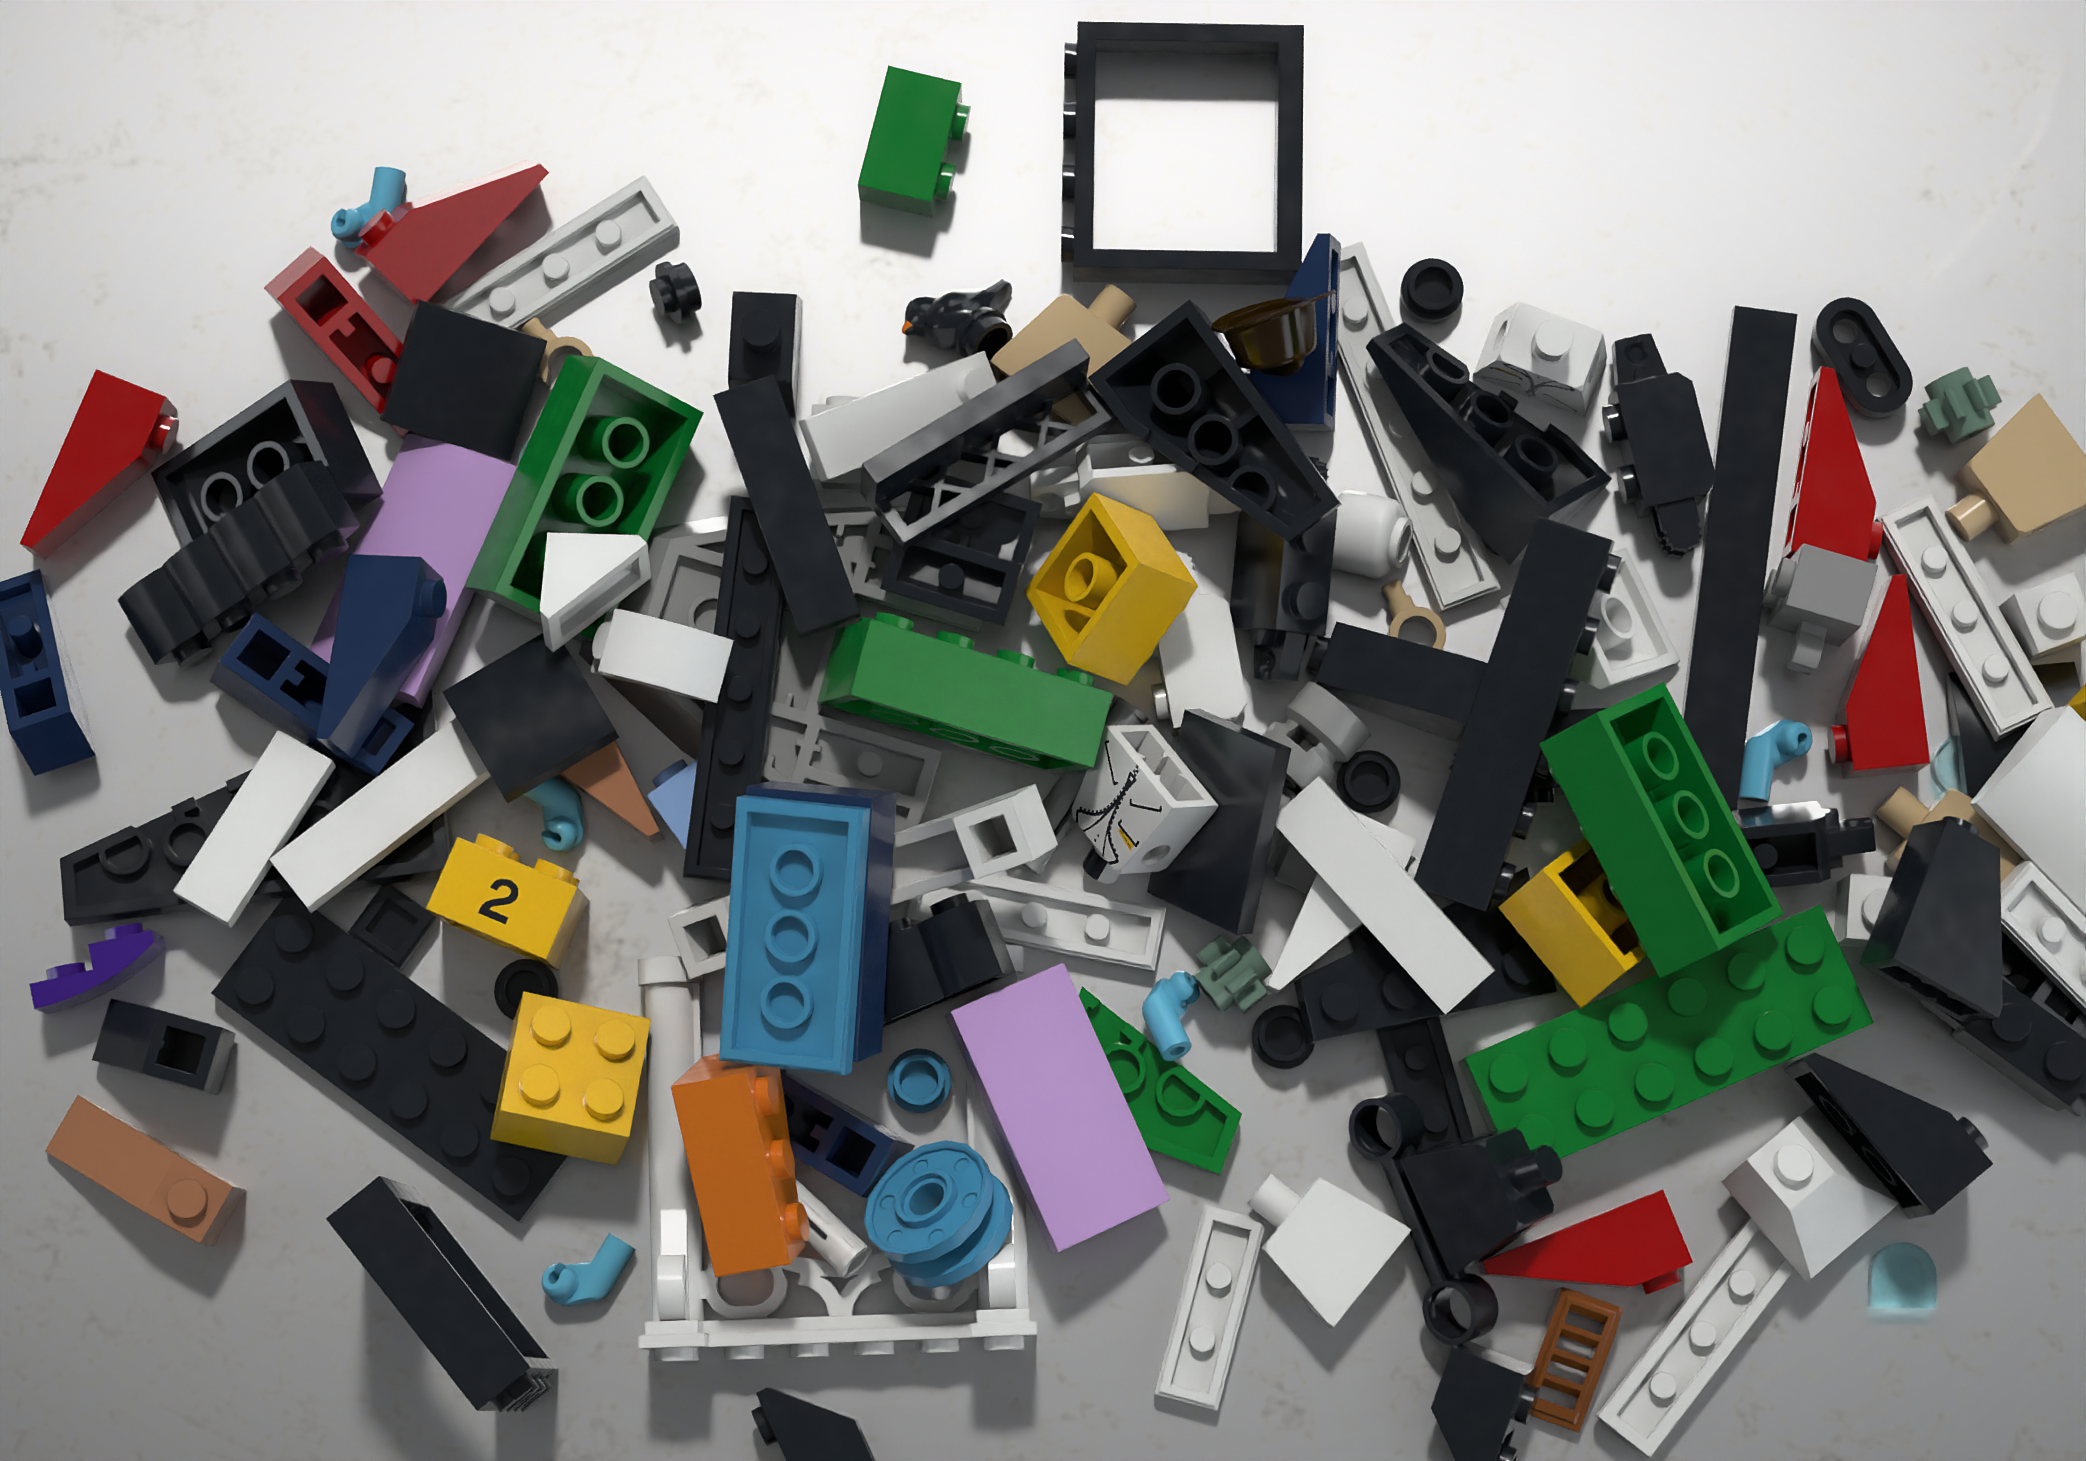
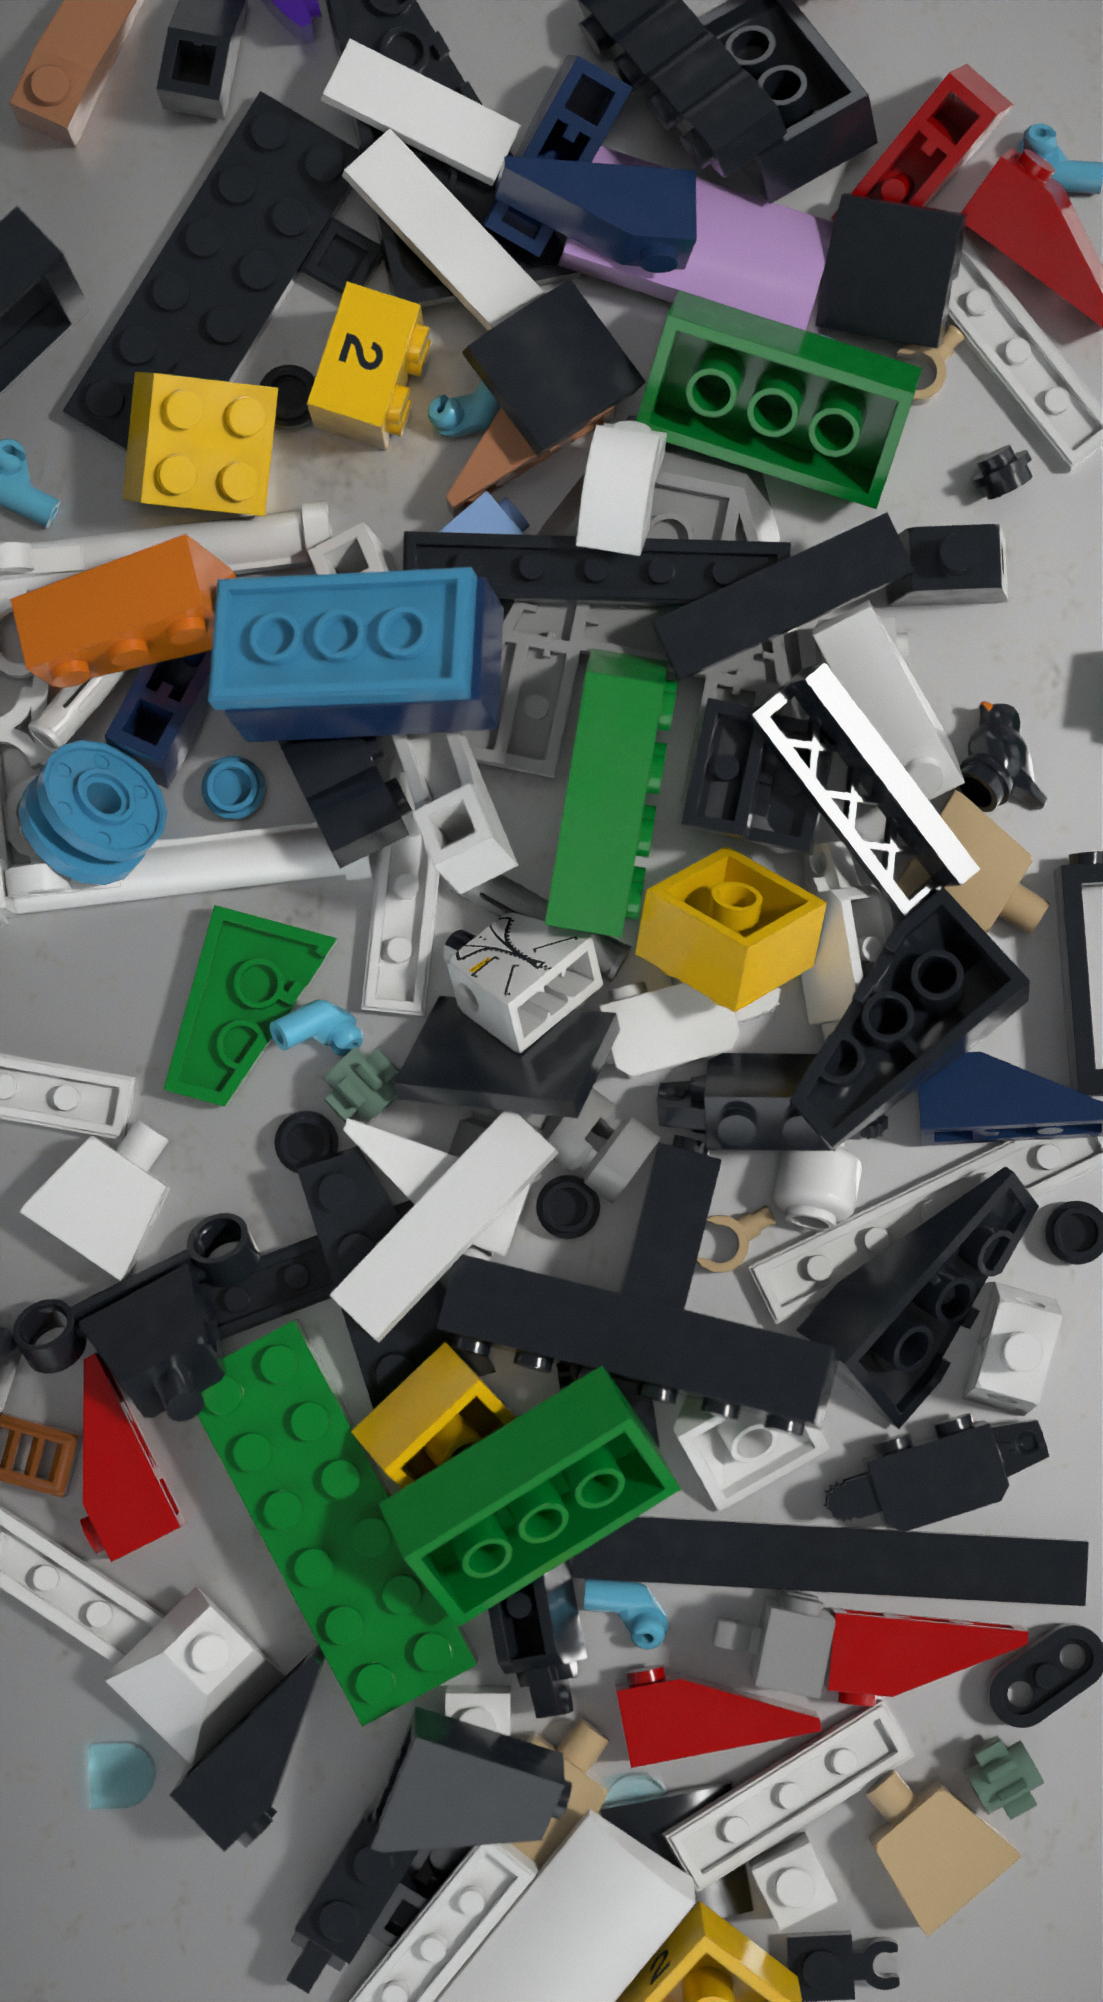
camera: 85 degrees right, 5 degrees up
(586, 579) = (691, 405): white slope -> none
(1057, 1108) = (211, 923): lavender slope -> none
(1272, 333) = (1005, 1067): dark brown piece -> none

